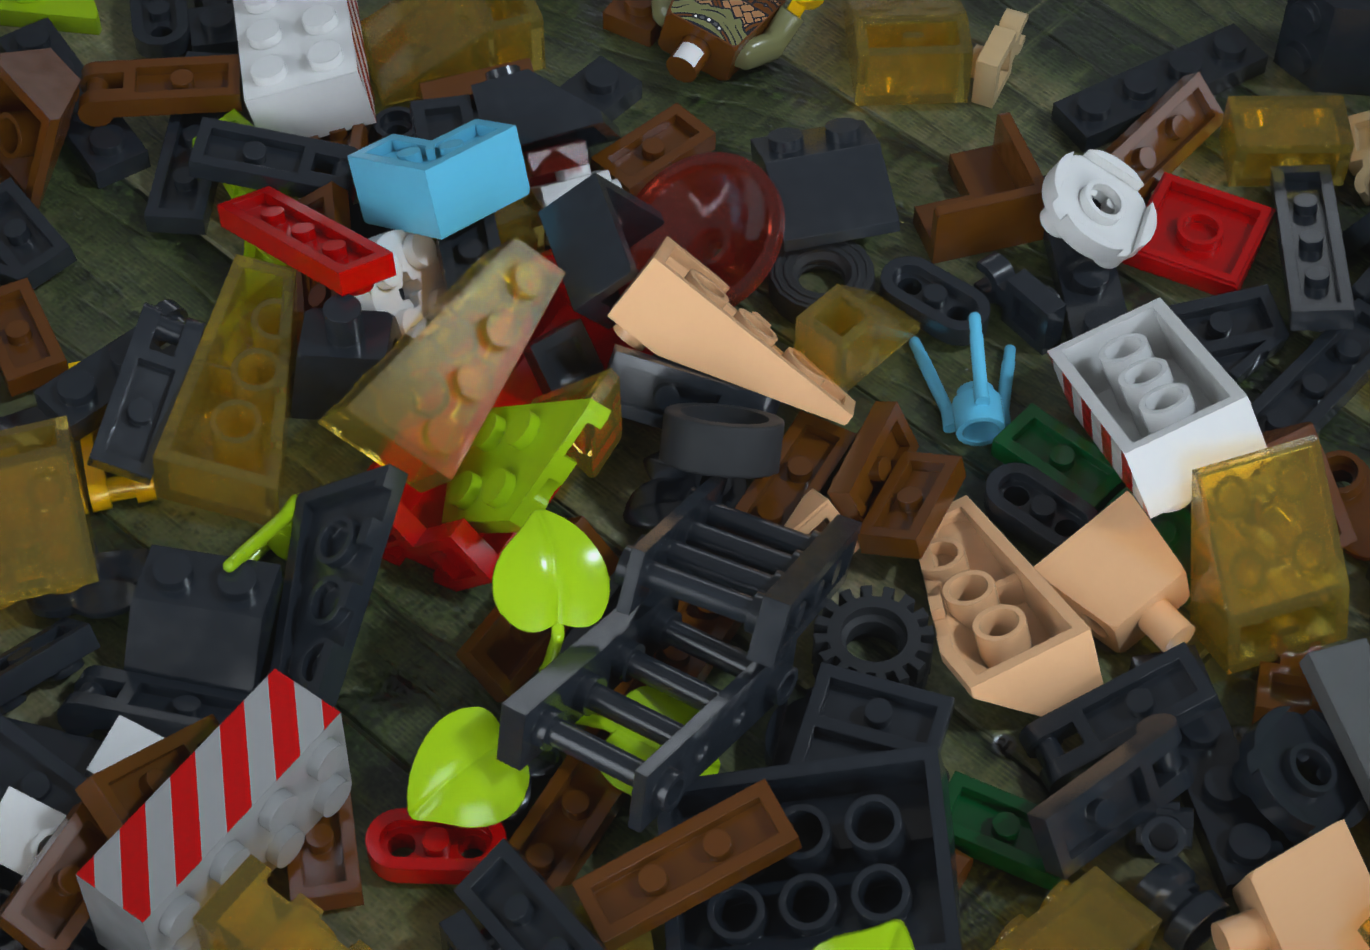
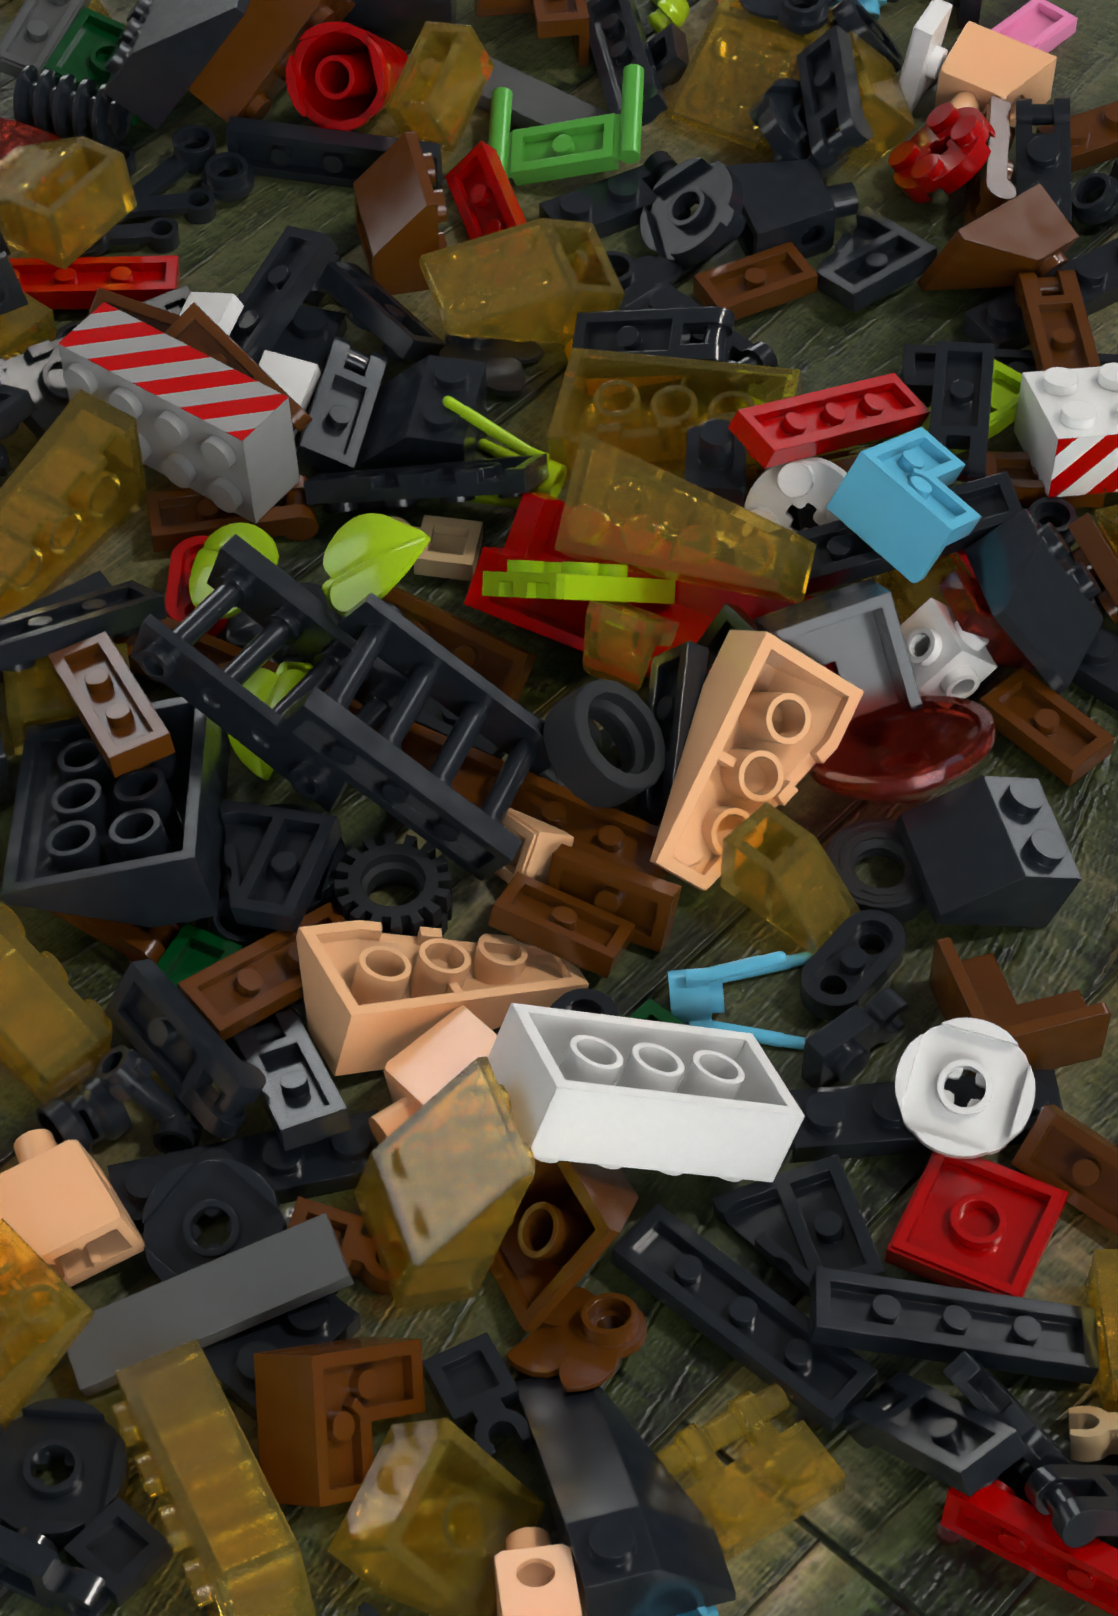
camera: 90 degrees right, 0 degrees up
(392, 619) = (452, 547): none -> tan plate
(1005, 743) = (252, 980): none -> reddish brown plate

